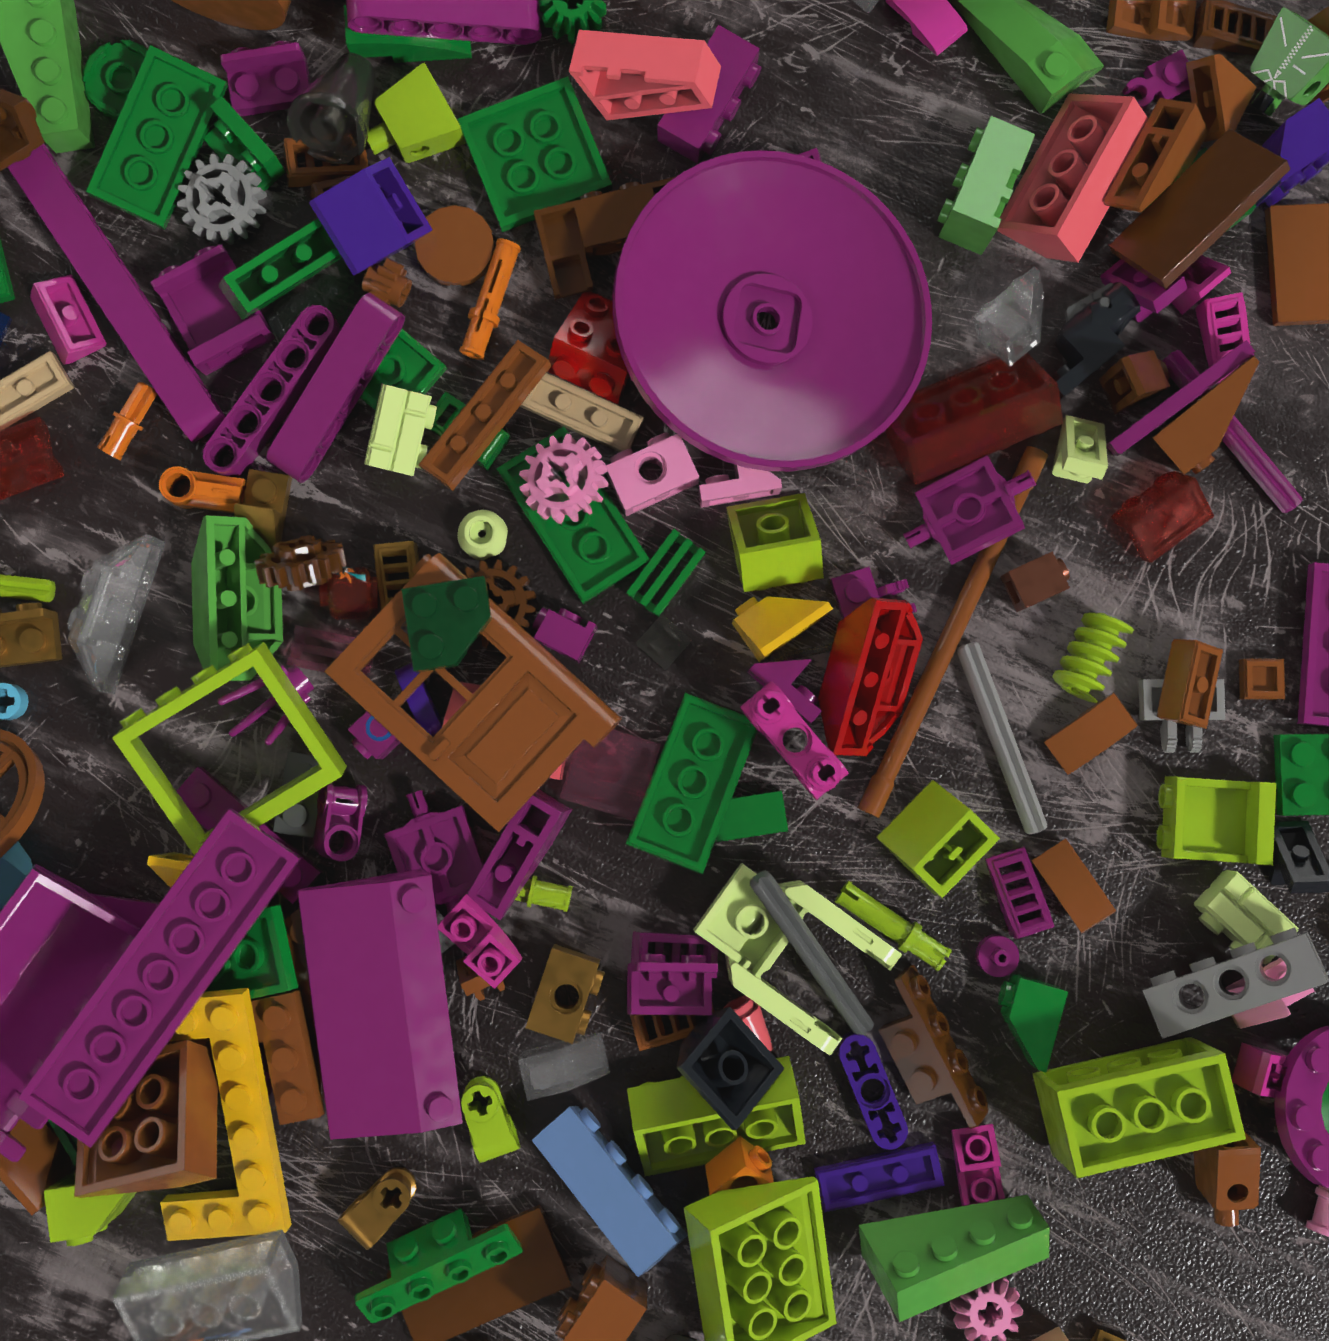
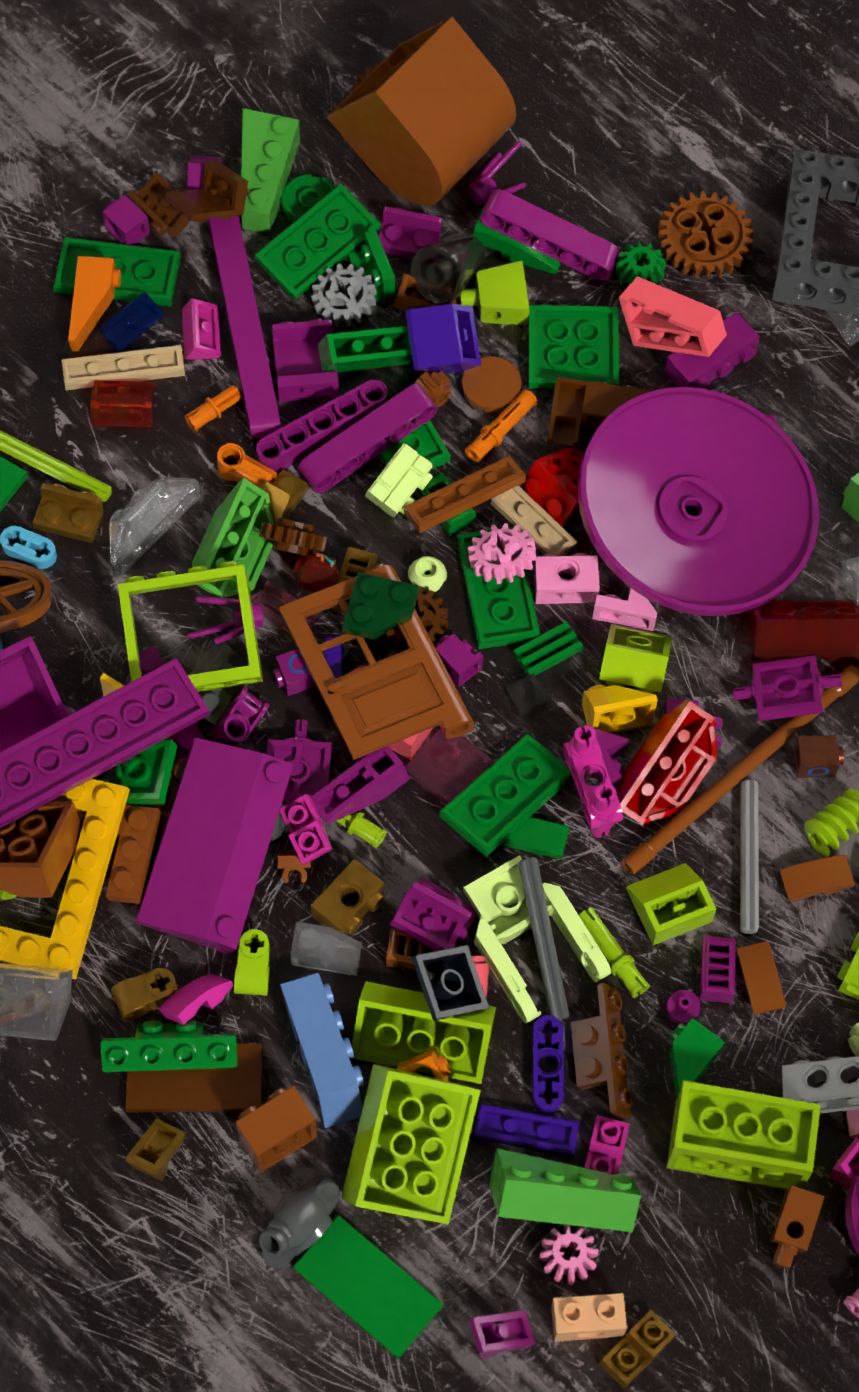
camera: 25 degrees right, 20 degrees down
(443, 1180) = (204, 991): none -> dark pink slope

